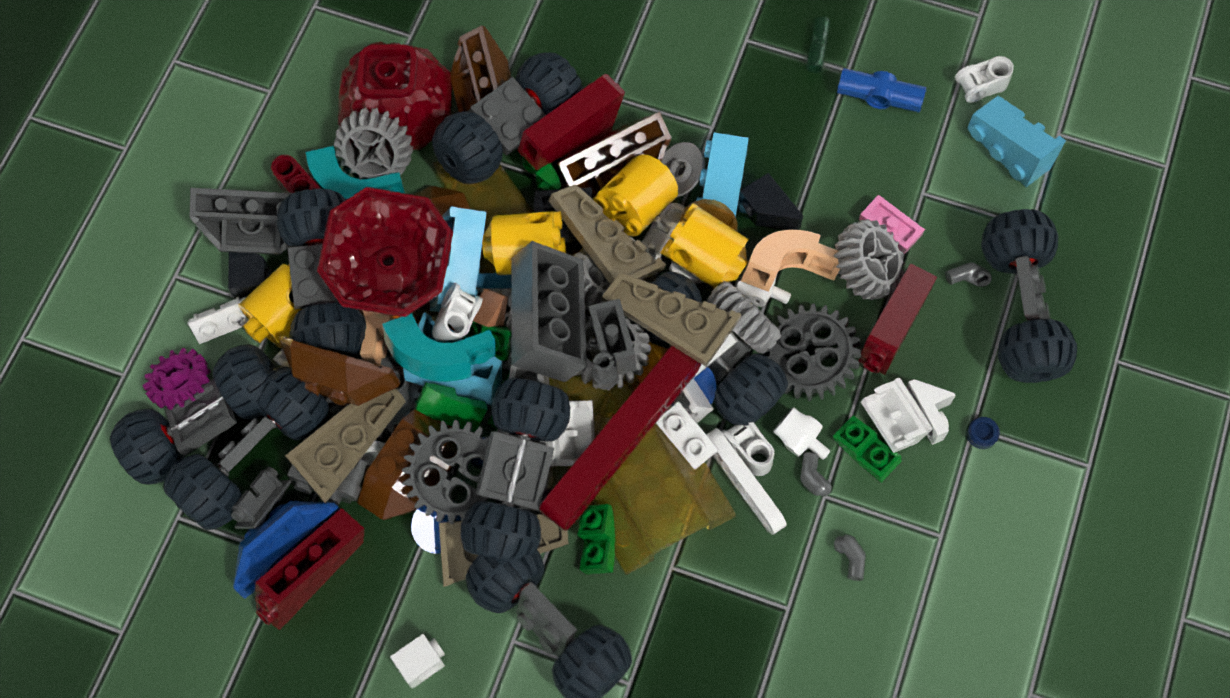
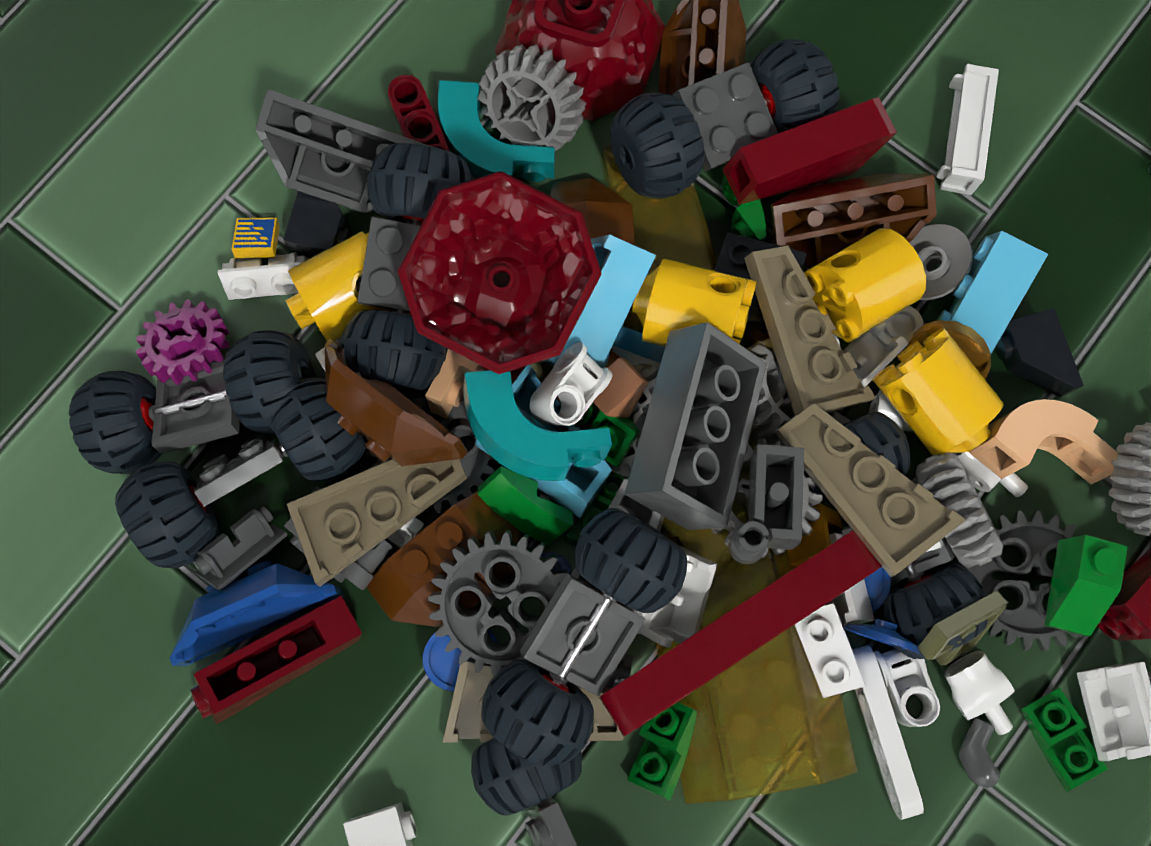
camera: 15 degrees right, 10 degrees up
(207, 295) = (255, 238): none -> yellow tile
(678, 78) = (969, 129): none -> white container
(717, 413) = (882, 632): none -> blue piece
(765, 384) = (961, 623): none -> olive tile
(839, 337) = (1084, 583): none -> green slope

